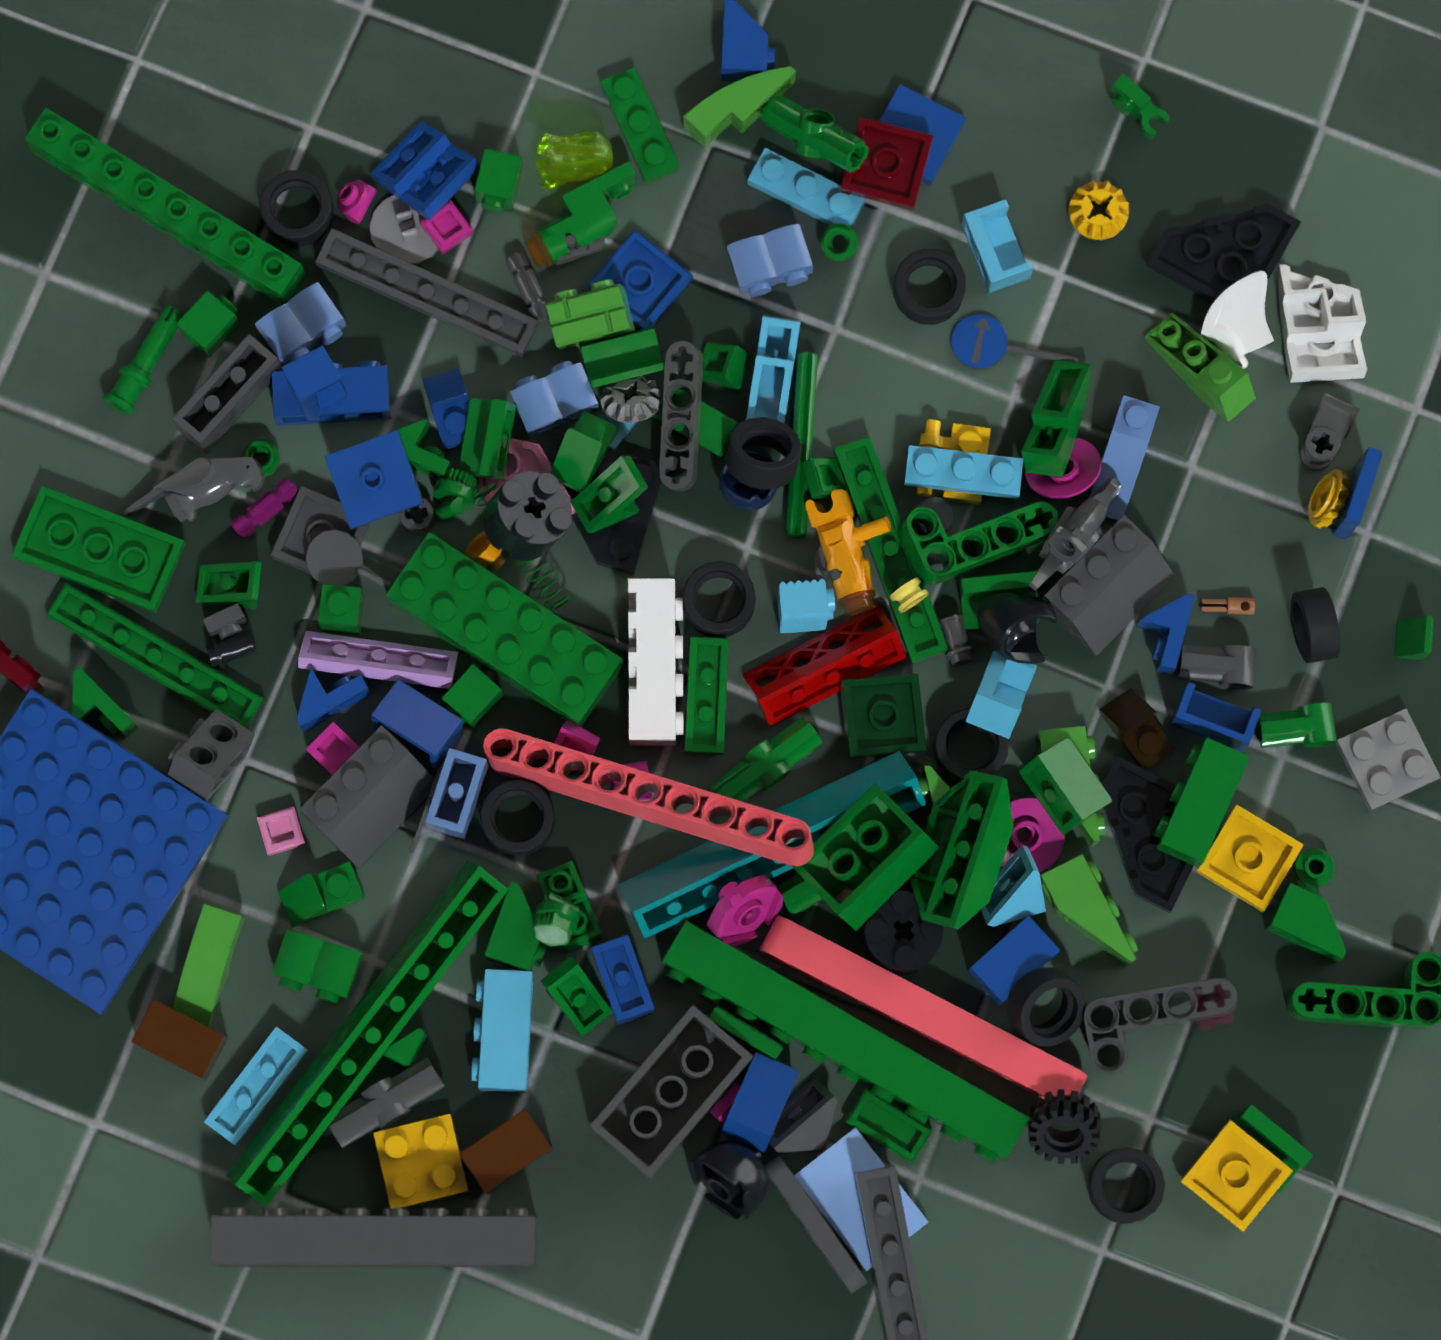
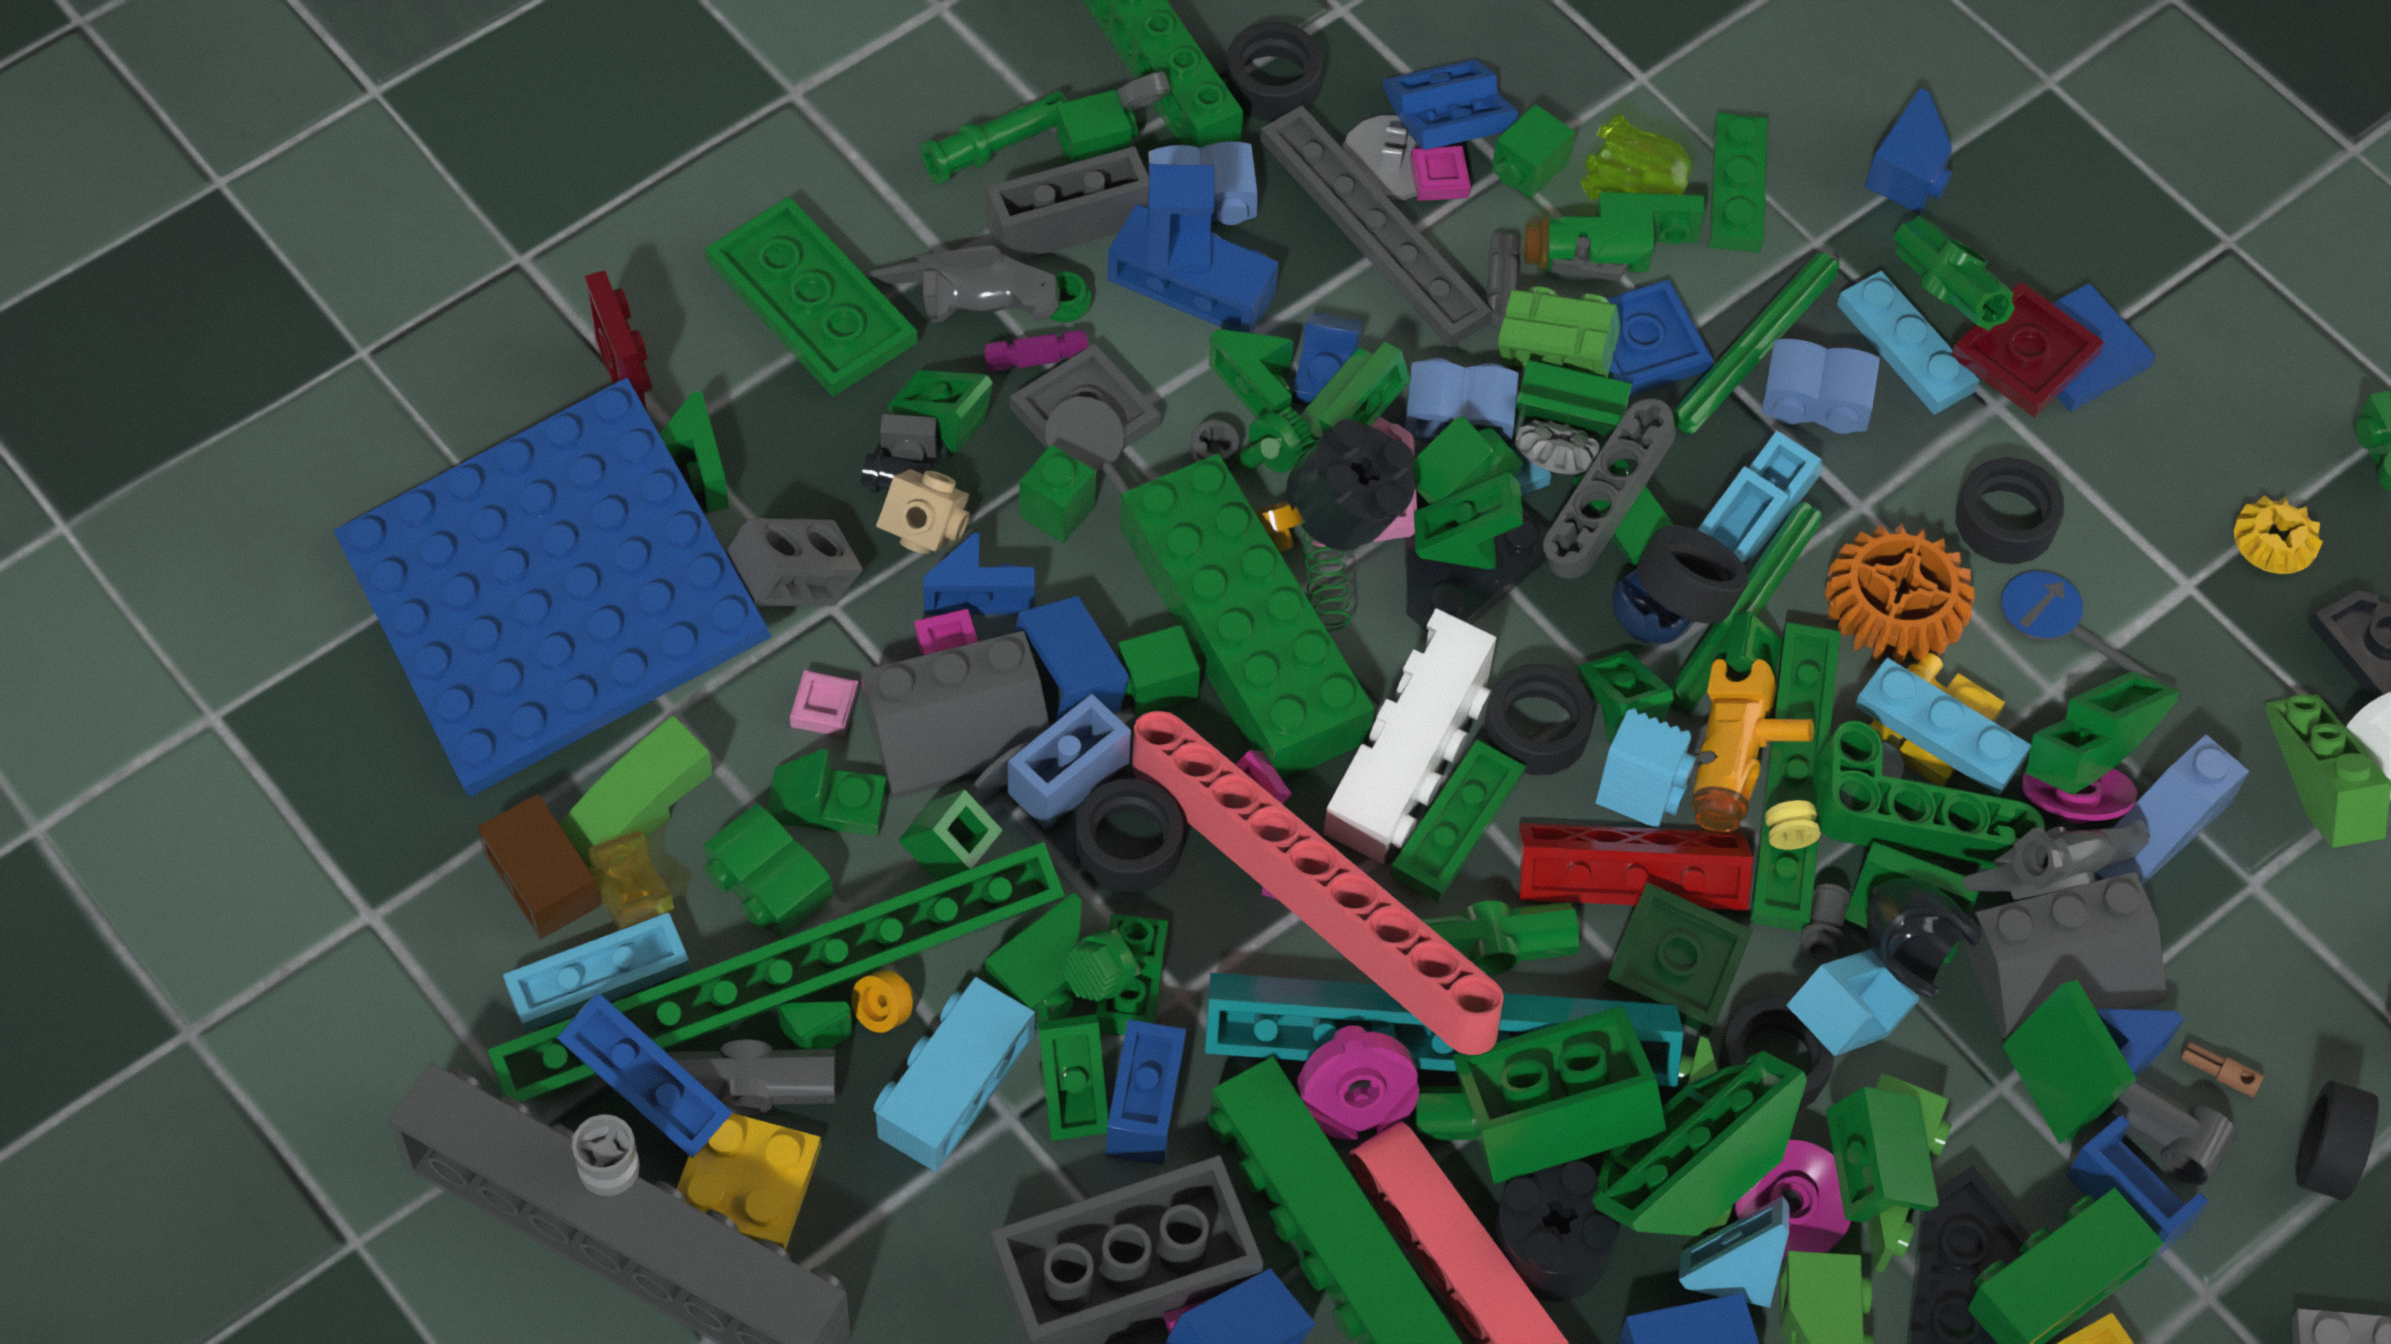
camera: 30 degrees right, 20 degrees down
(153, 656) = (798, 437): green tile -> none
(229, 285) = (1144, 91): none -> dark grey tile
(241, 1020) = (629, 880): none -> clear yellow bracket
(267, 669) = (924, 511): none -> tan brick
(333, 1146) = (644, 1074): none -> blue plate
(348, 1216) = (600, 1143): none -> light grey wheel
(355, 199) = (1349, 97): dark pink plate -> none
(374, 479) = (1186, 370): blue plate -> none
(378, 659) = (1066, 571): lavender plate -> none
(414, 883) = (950, 835): none -> green brick
(437, 1009) = (882, 1001): none -> light orange tile
(505, 1151) = (861, 1214): reddish brown panel -> none
(712, 245) = (1755, 343): none -> green axle
(724, 364) = (1696, 474): green slope -> none
(736, 104) = (1870, 208): bright green slope -> none
(746, 1034) = (1272, 1243): green tile -> none
(760, 552) = (1624, 684): none -> green slope
(828, 246) = (1919, 396): green plate -> none
(905, 383) = (1931, 608): none -> orange gear
(995, 247) = (2120, 507): medium azure panel -> none
(1137, 729) = (2017, 1155): dark brown slope -> none
(1142, 662) = (2068, 1061): none -> green tile
(1308, 725) = (2265, 1268): green piece -> none

